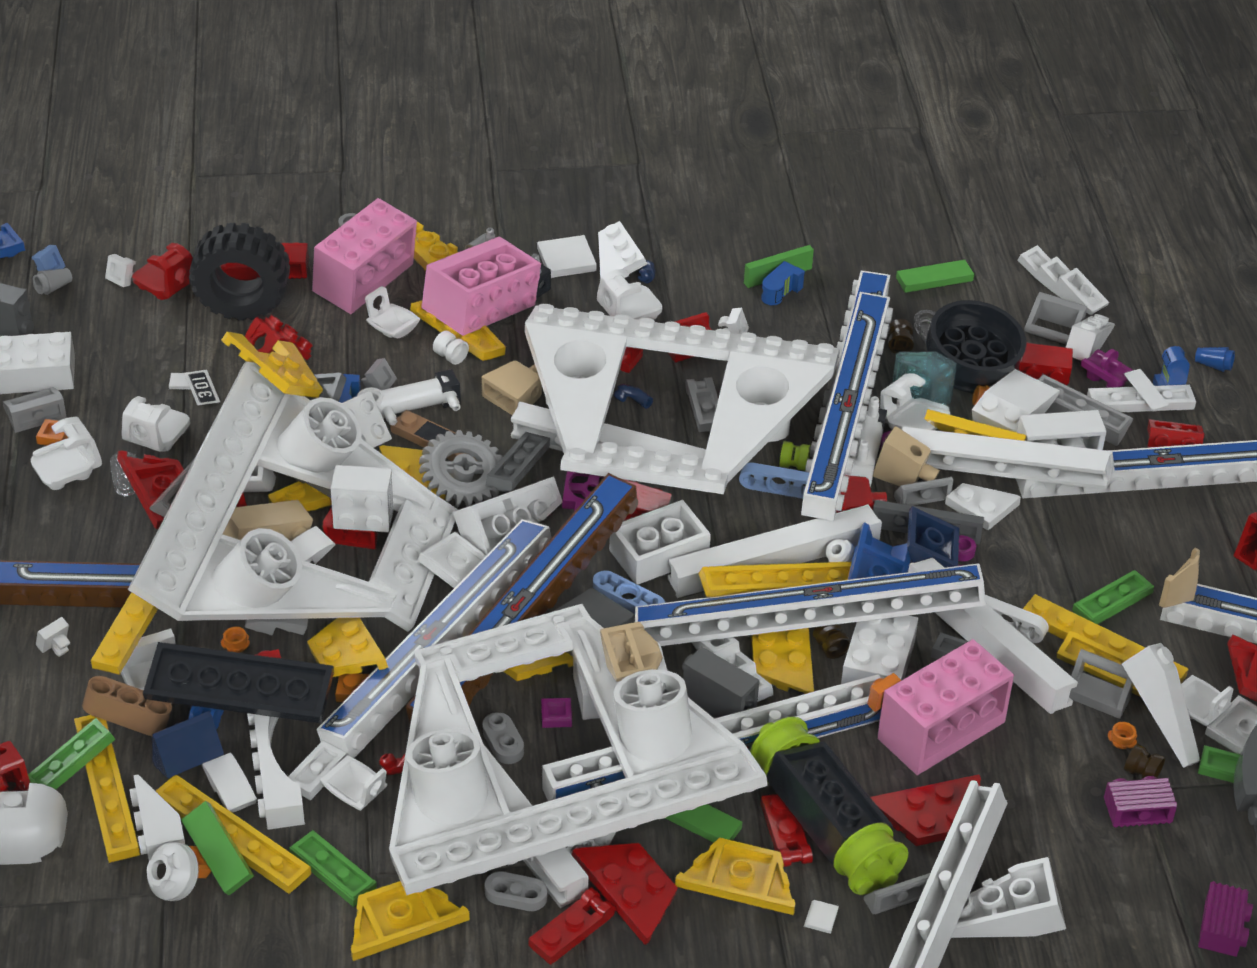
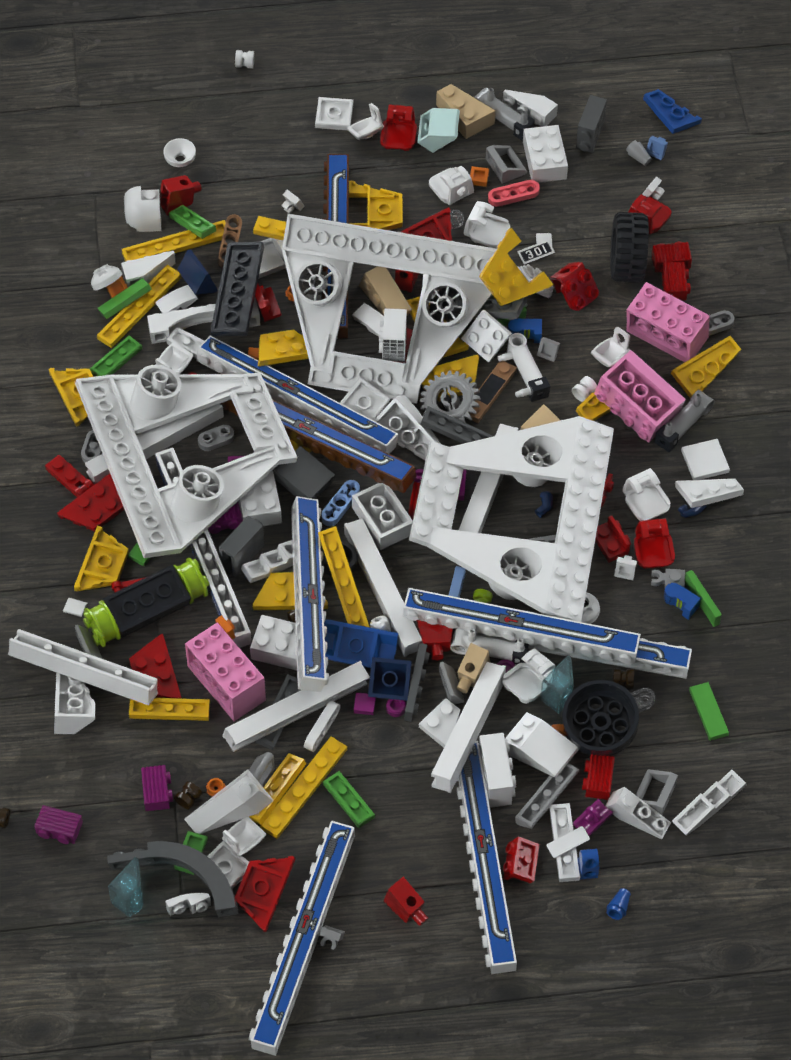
camera: 90 degrees right, 15 degrees up
(92, 535) = (384, 206): none -> yellow wing
(94, 400) = (503, 195): none -> coral plate
(629, 650) = (242, 478): tan slope -> none
(700, 296) = (653, 544): none -> red piece
(746, 294) = (670, 576): none -> light grey plate
(960, 425) = (502, 711): yellow wing -> none
(1000, 768) = (171, 709): none -> yellow plate
(1183, 584) = (338, 827): tan slope -> none

